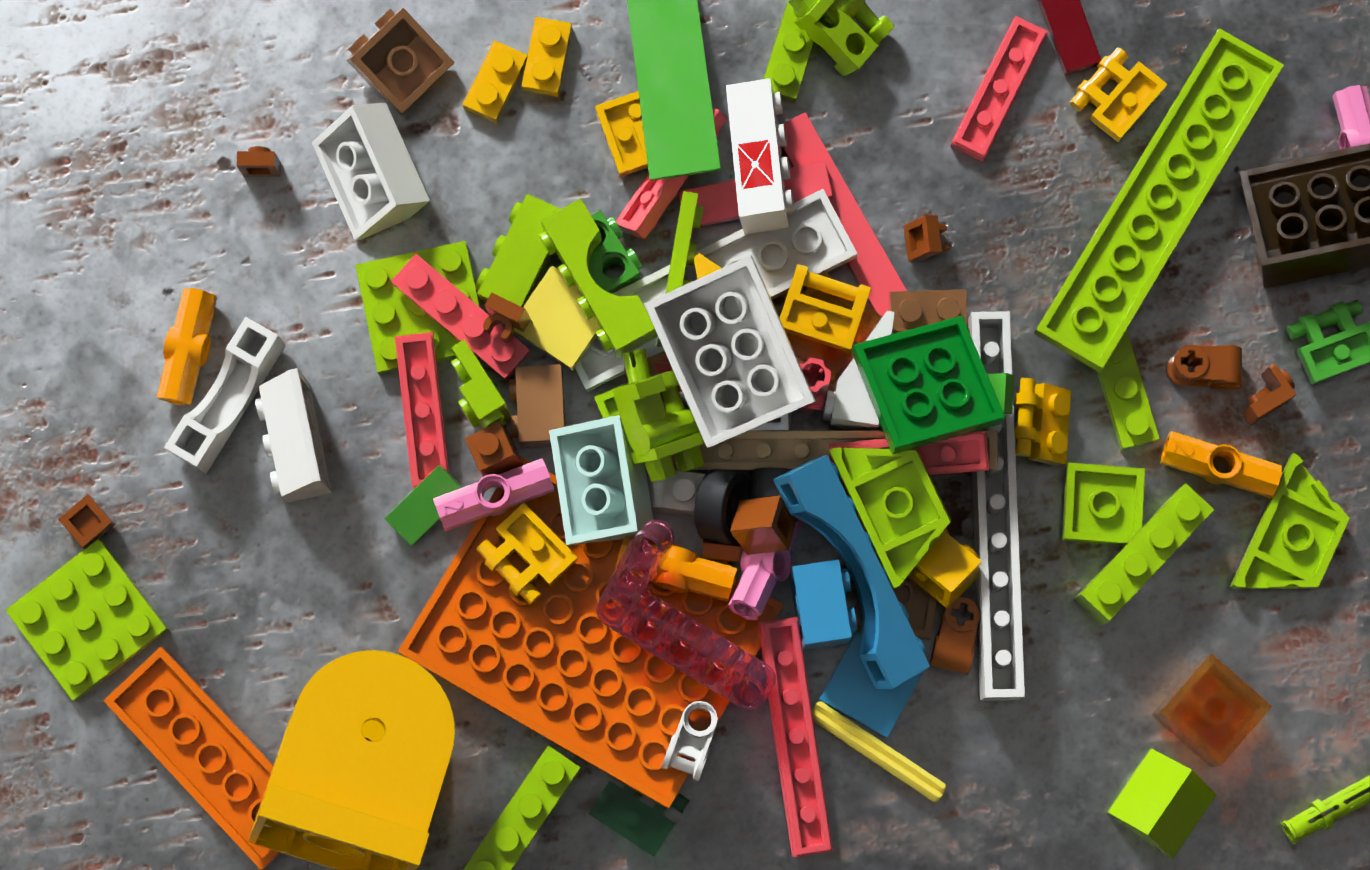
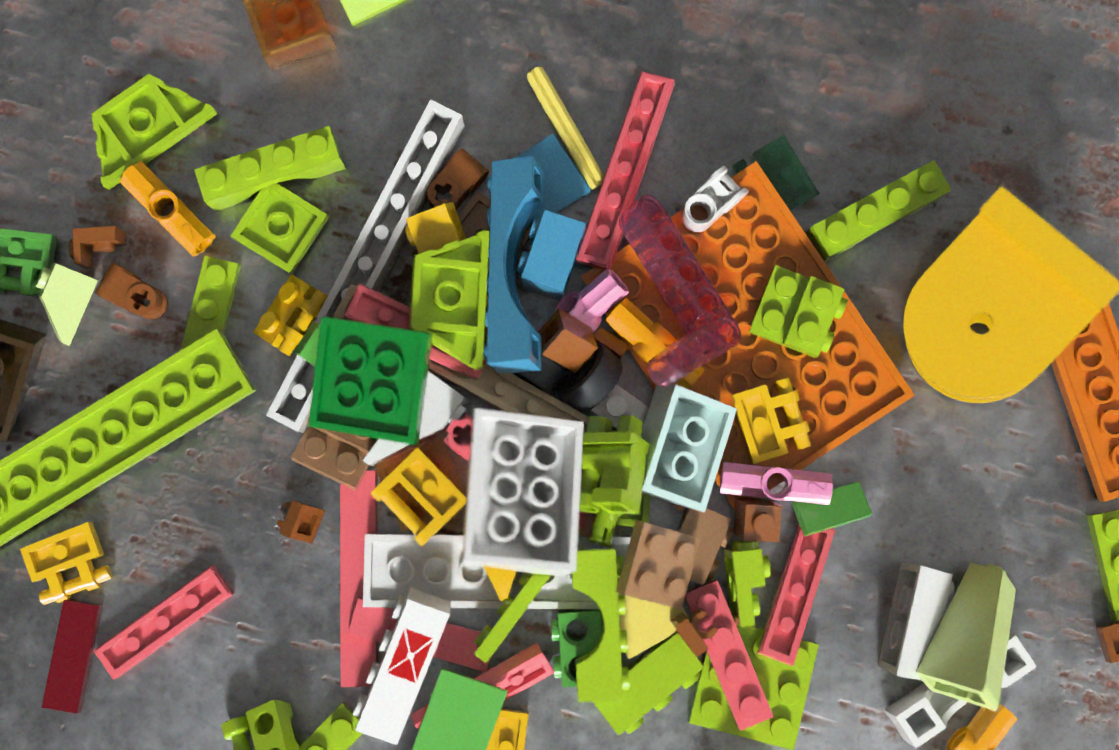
camera: 160 degrees left, 5 degrees up
(237, 445) = (972, 639): none -> yellowish green slope
(552, 672) = (798, 312): none -> lime plate
(568, 358) = (658, 565): none -> medium nougat plate
(1264, 329) = (64, 298): none -> yellowish green slope

